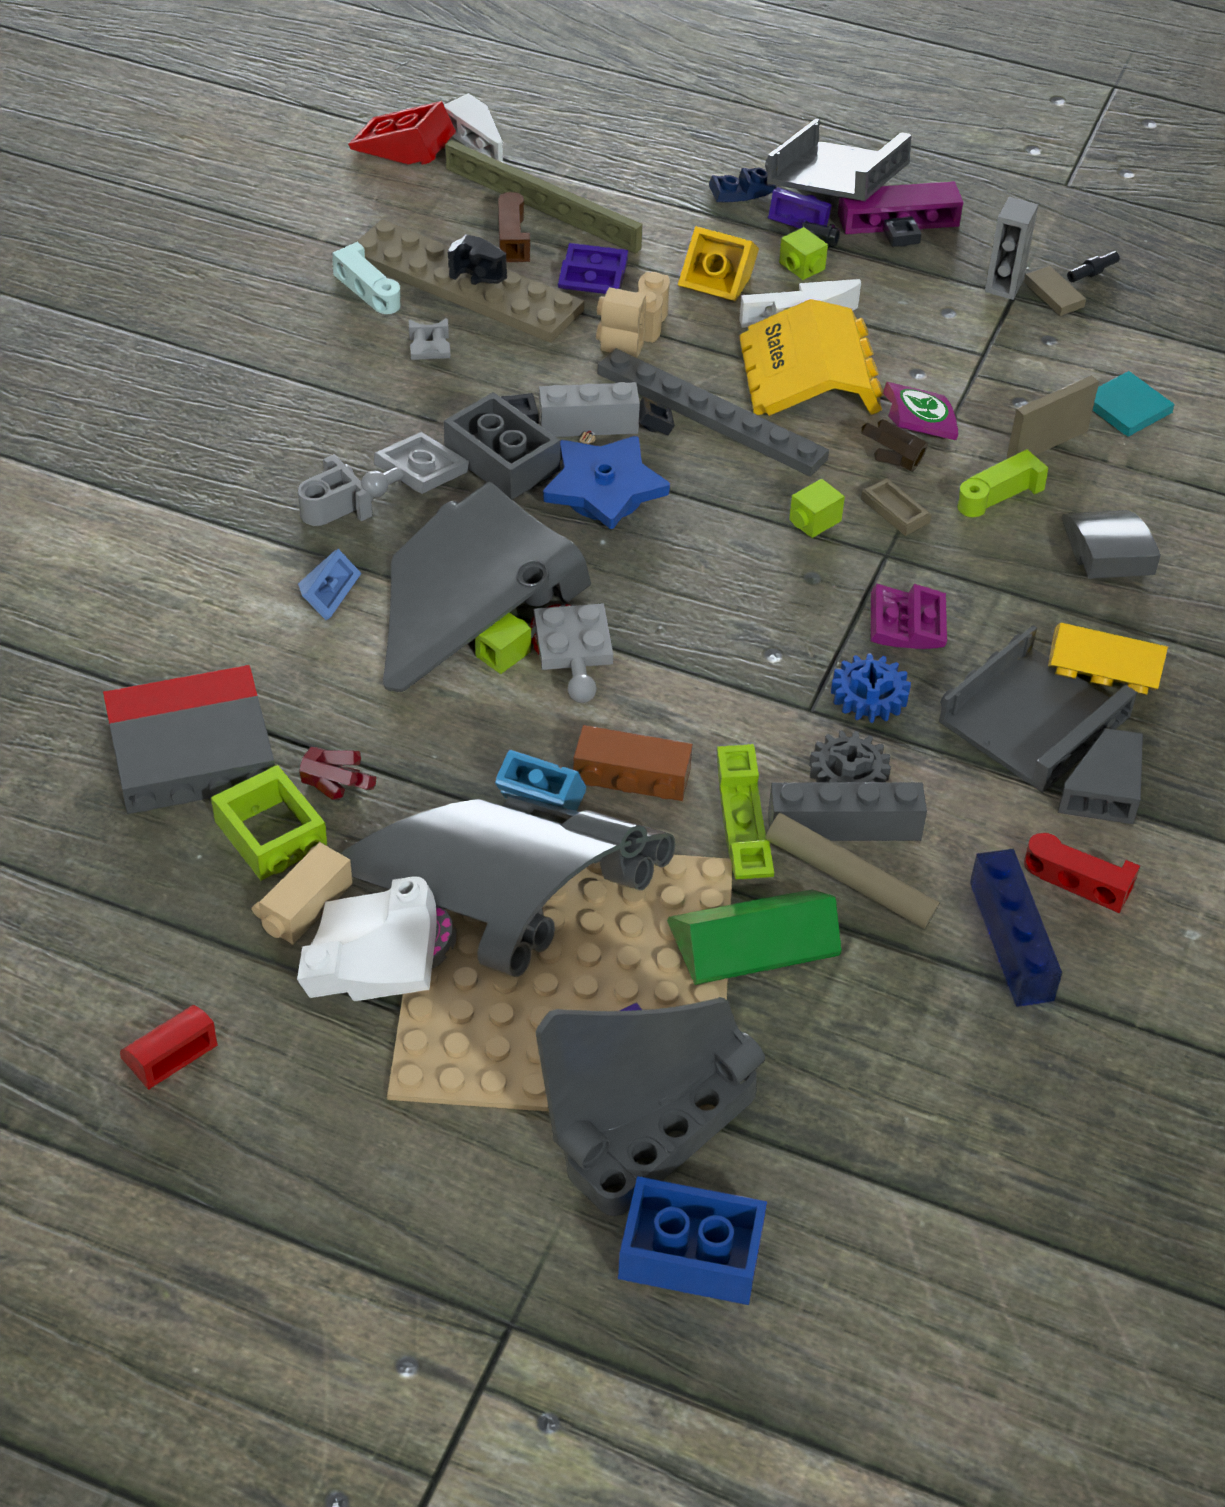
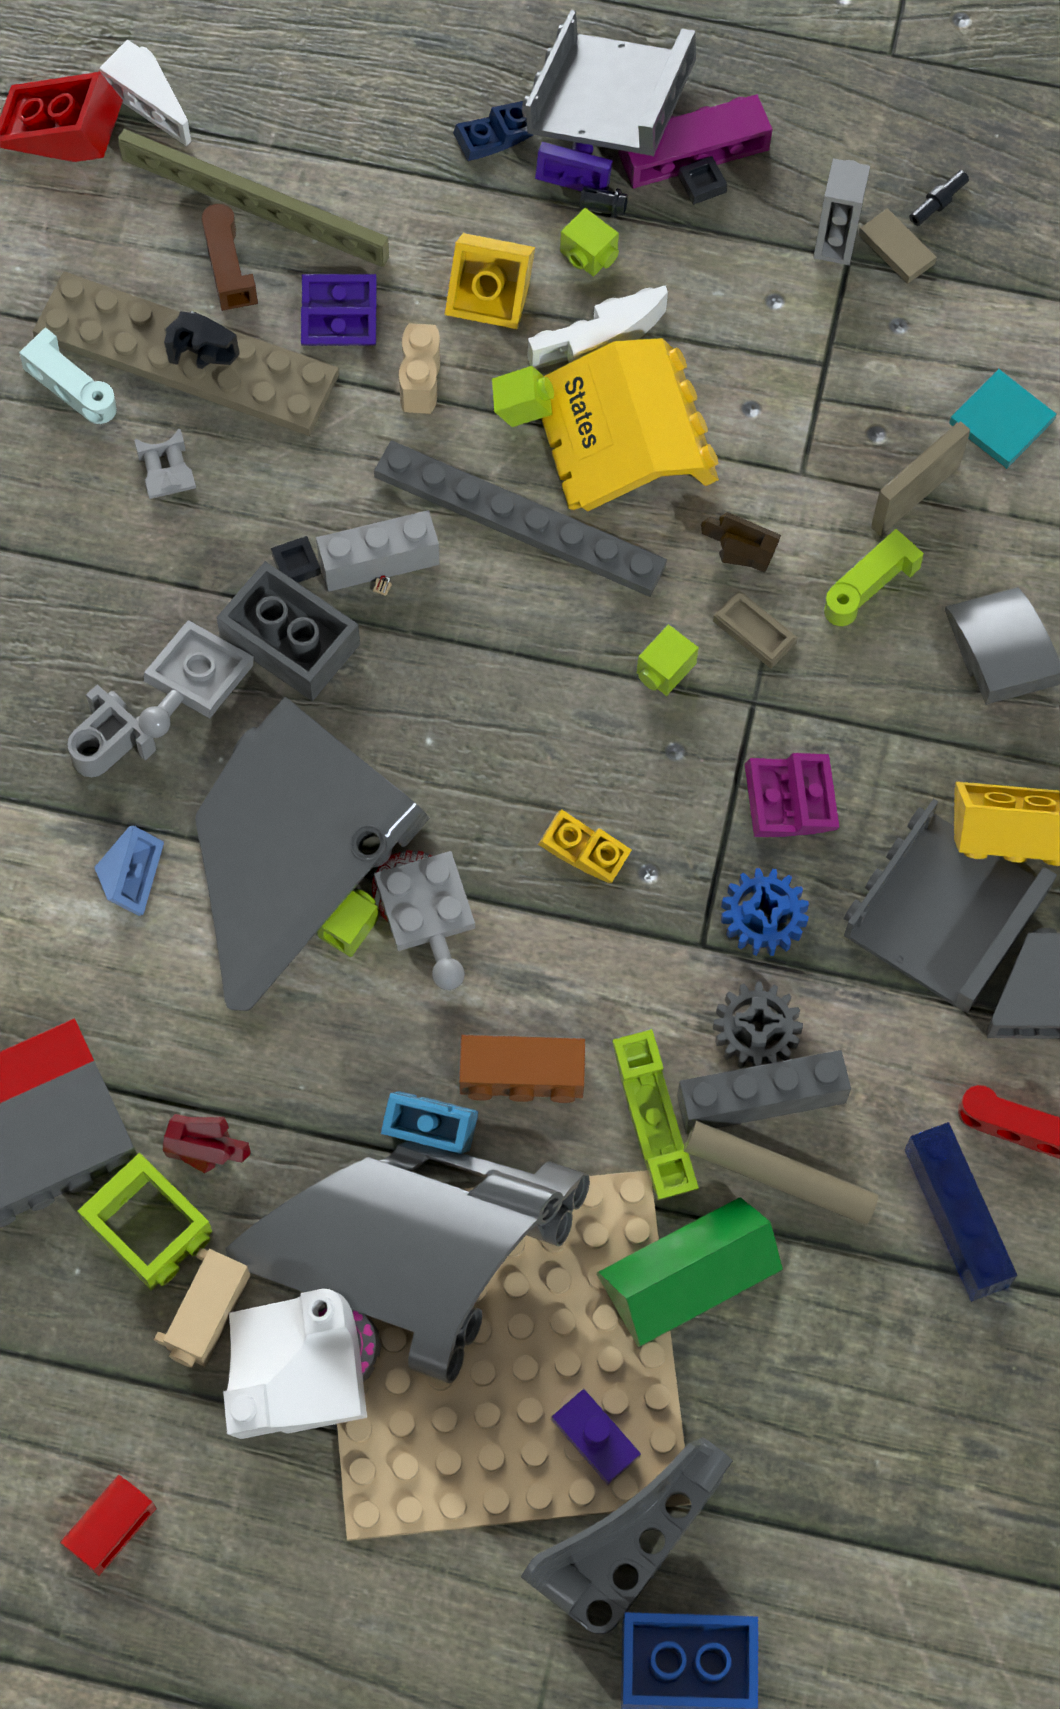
camera: 10 degrees left, 20 degrees up
(604, 480) = (422, 681): blue plate -> none
(621, 321) = (392, 409): tan brick -> none
(655, 416) = (458, 544): black plate -> none
(724, 630) = (584, 848): none -> yellow slope
(729, 331) = (522, 396): none -> lime brick
(921, 411) = (766, 483): magenta slope -> none

